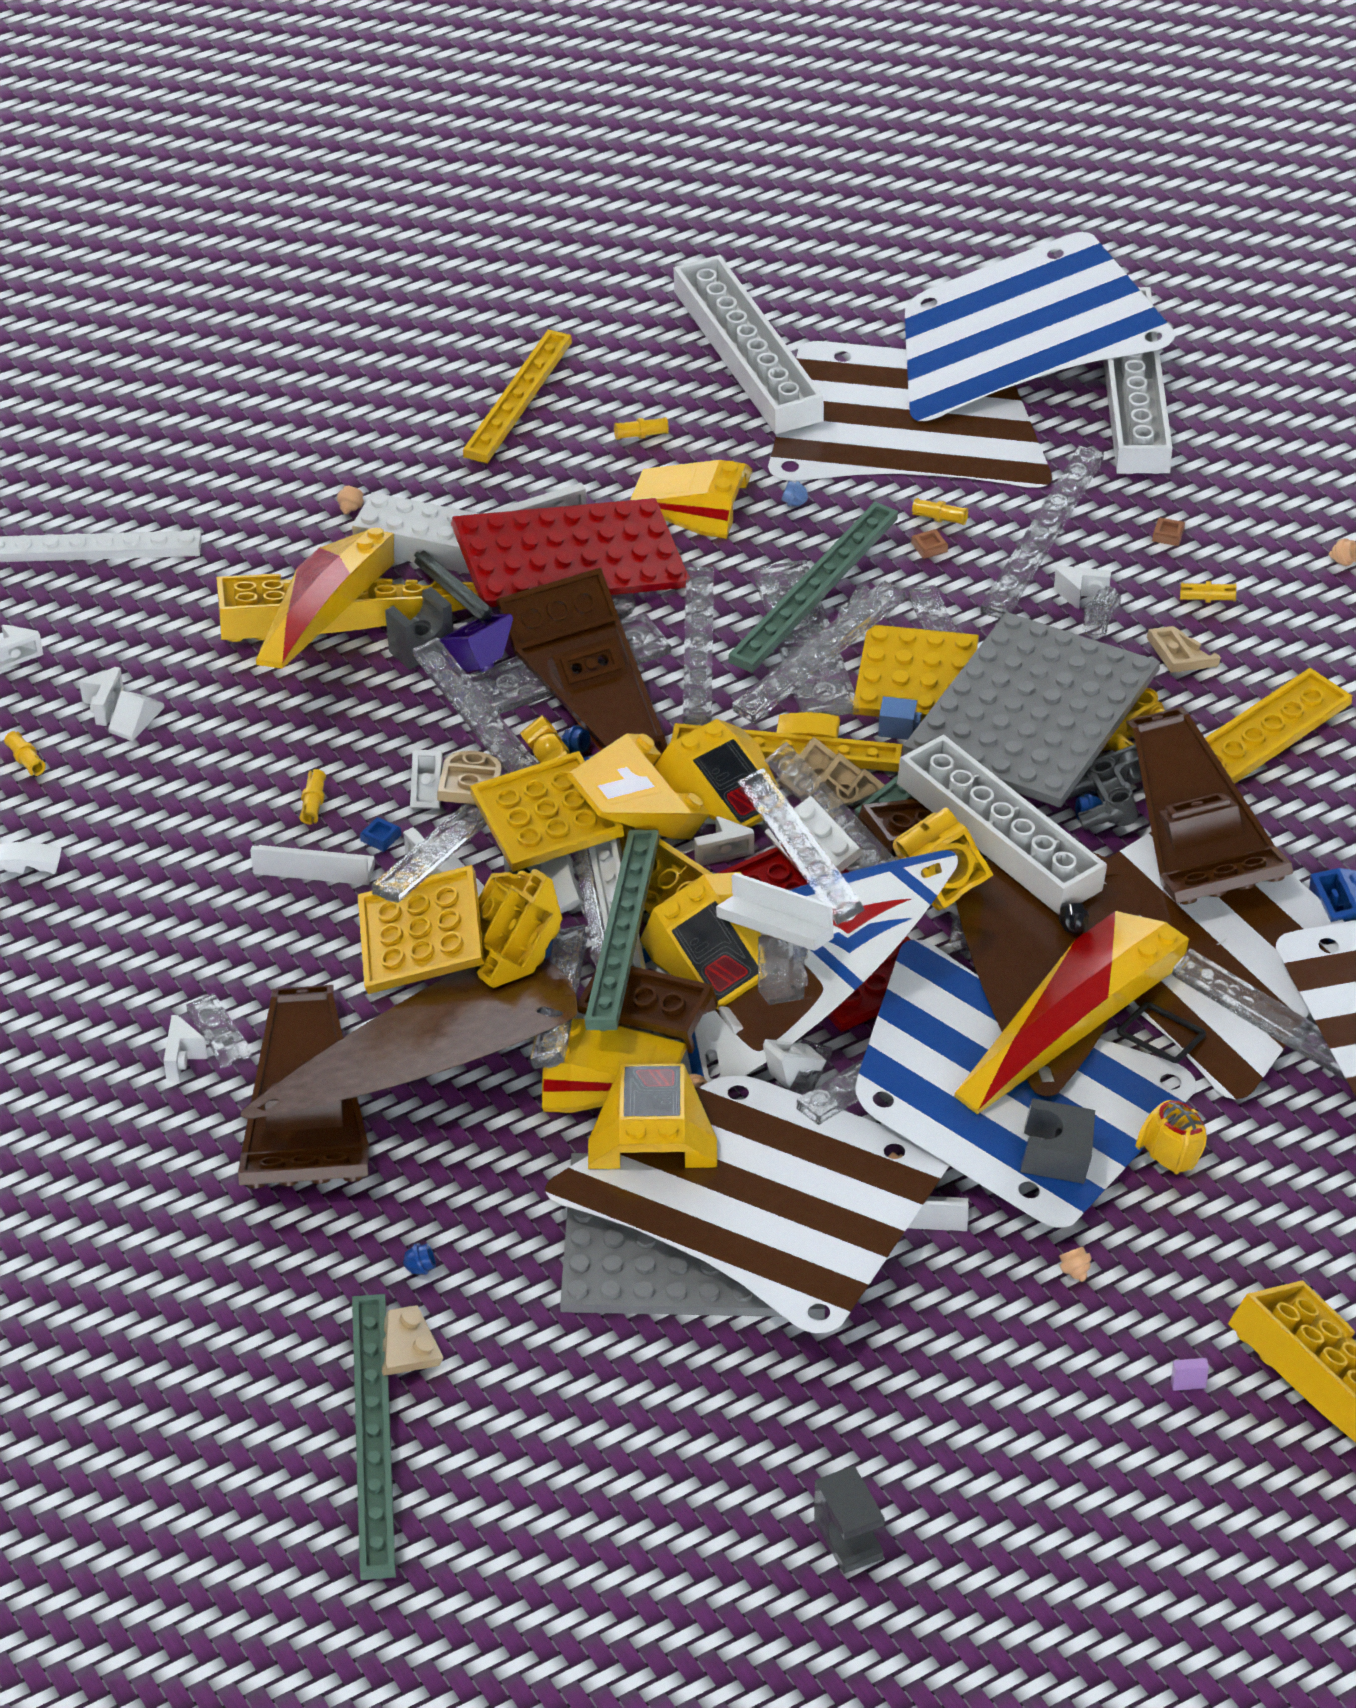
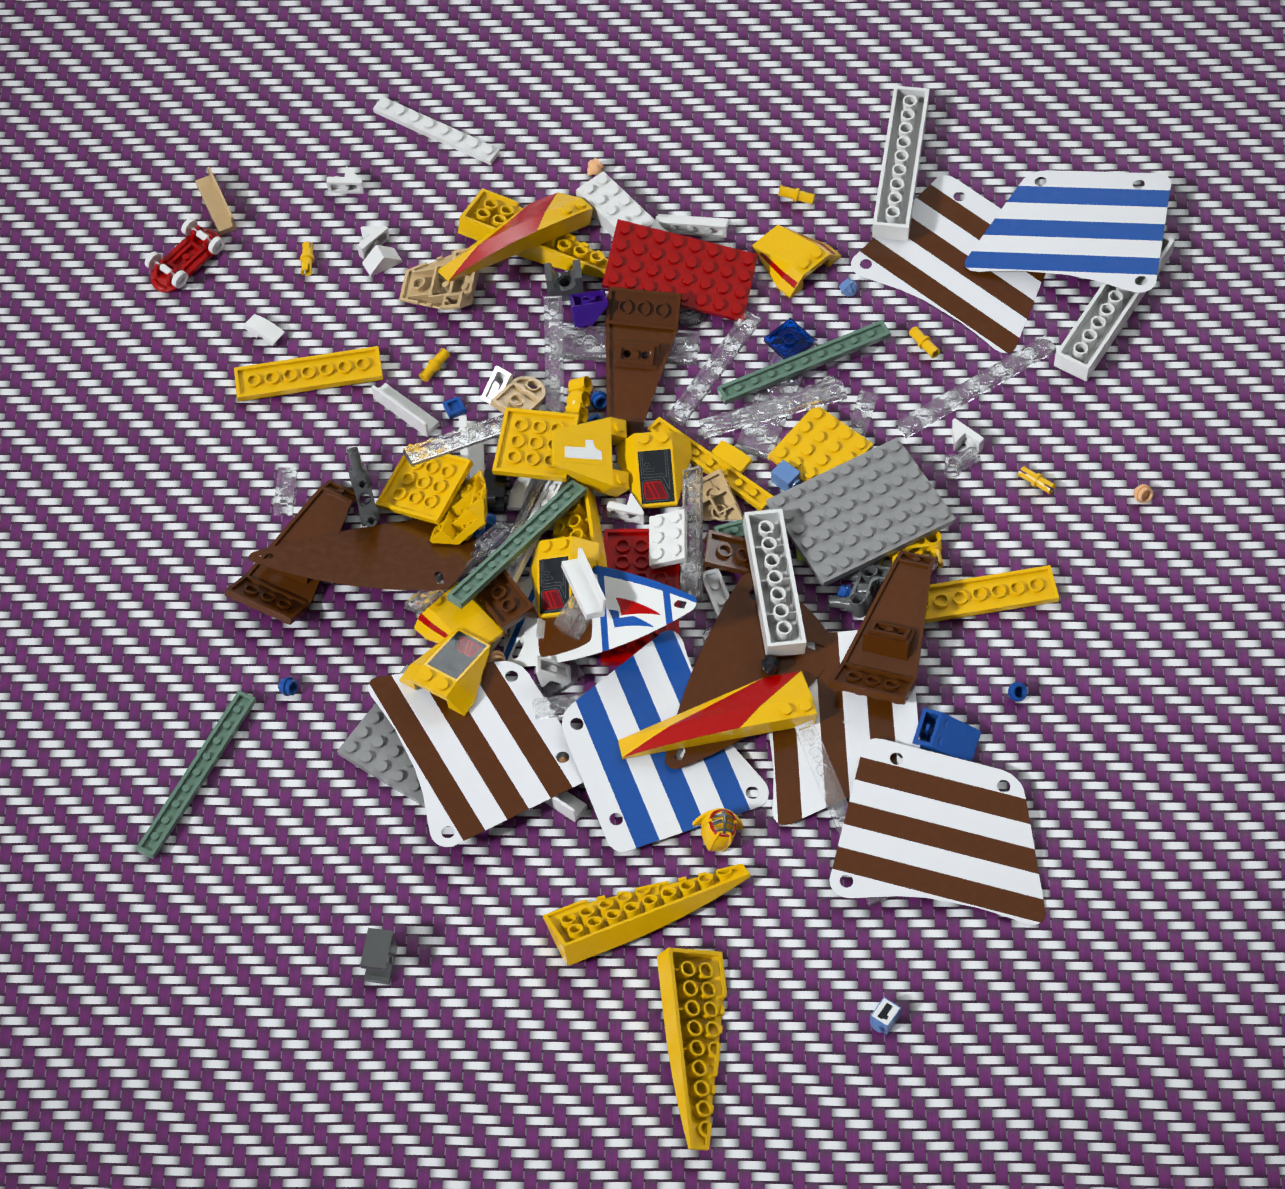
camera: 35 degrees right, 15 degrees up
(135, 881) = (308, 373): none -> yellow plate
(182, 1044) = (257, 491): white slope -> none
(242, 701) = (429, 288): none -> tan wedge
(337, 957) = (362, 485): none -> dark grey pin
(408, 1342) = (246, 732): tan wing -> none
(453, 585) = (599, 261): pearl dark grey axle -> none
(517, 396) = (743, 135): yellow plate -> none
(772, 572) = (789, 339): none -> clear blue tile
(801, 846) = (639, 544): clear plate -> none
(929, 544) = (902, 362): nougat tile -> none
(939, 833) = (716, 590): yellow piece -> none
(1066, 1142) = (653, 808): dark grey piece -> none
(1076, 1263) = (611, 874): light nougat plate -> none
(1137, 1308) = (603, 924): none -> yellow wedge
(1168, 531) = (1051, 424): nougat tile -> none
(1180, 651) = (986, 513): tan wing -> none
(1189, 1374) = (616, 972): lavender tile -> none
(1202, 1033) = (783, 755): black piece -> none

